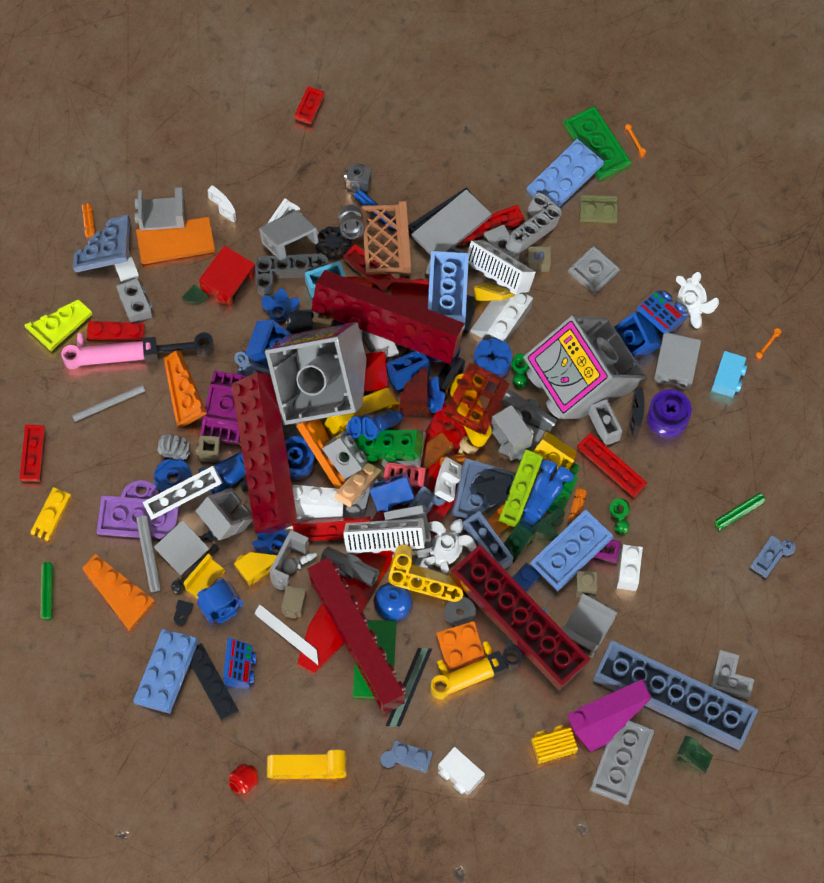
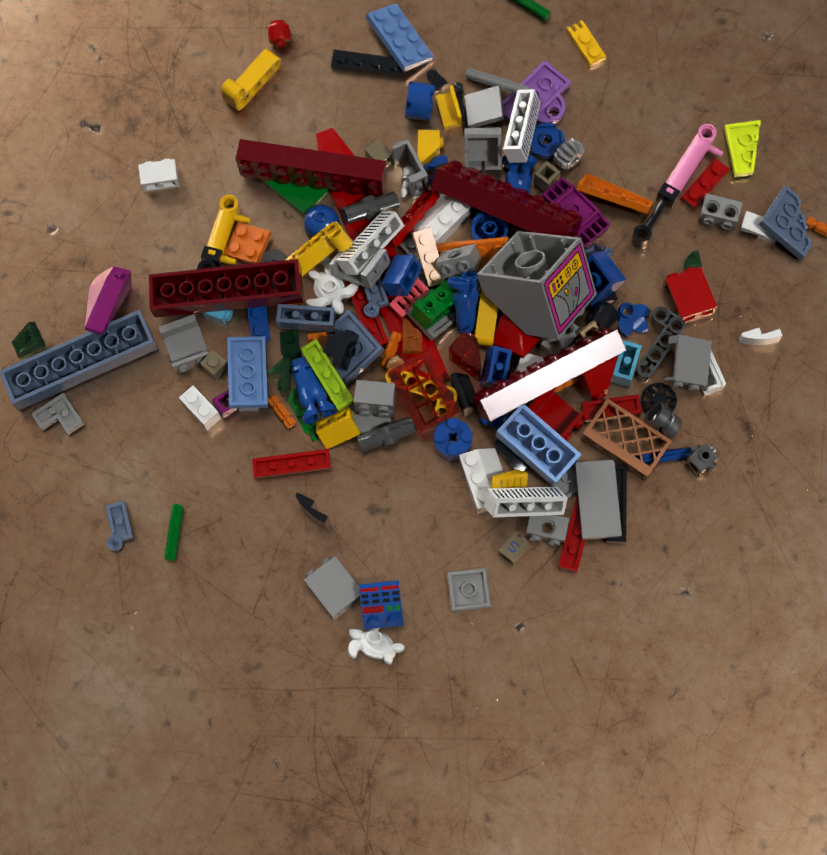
camera: 135 degrees right, 5 degrees up
(32, 453) = (645, 59): red plate -> none
(108, 403) = (646, 139): light grey bar -> none
(121, 594) = (483, 49): orange wing -> none
(160, 213) = (789, 284): light grey panel -> none
(176, 242) = (754, 281): orange tile -> none
(238, 664) = (362, 82): blue slope -> none
(287, 633) = (360, 136): white sticker -> none
(309, 105) = (806, 474): red plate -> none
(407, 756) = (202, 151): sand blue hinge -> none
(410, 684) = (253, 194): sticker -> none
(435, 396) = (452, 367): blue plate -> none
(447, 478) = (379, 324): white slope -> none
(519, 379) = (431, 461): green plate -> none
(544, 219) = (543, 560): light grey beam -> none
(553, 744) = (122, 250): yellow brick -> none
(566, 173) = (574, 635): medium blue plate -> none
(582, 366) = (383, 501): light grey slope -> none
(596, 135) = (586, 692): green tile -> none
(598, 209) = (522, 640): olive plate -> none
(605, 422) = (327, 483): light grey brick -> none
(621, 525) = (251, 439): green plate -> none
(622, 762) = (68, 289): light grey tile -> none
(638, 335) = (380, 566): blue slope -> none
(642, 151) = (581, 733): orange hinge -> none
(669, 413) = (291, 529): dark purple wheel -> none
(729, 373) = (288, 620): medium azure brick -> none
(777, 332) = (293, 696): orange hinge -> none

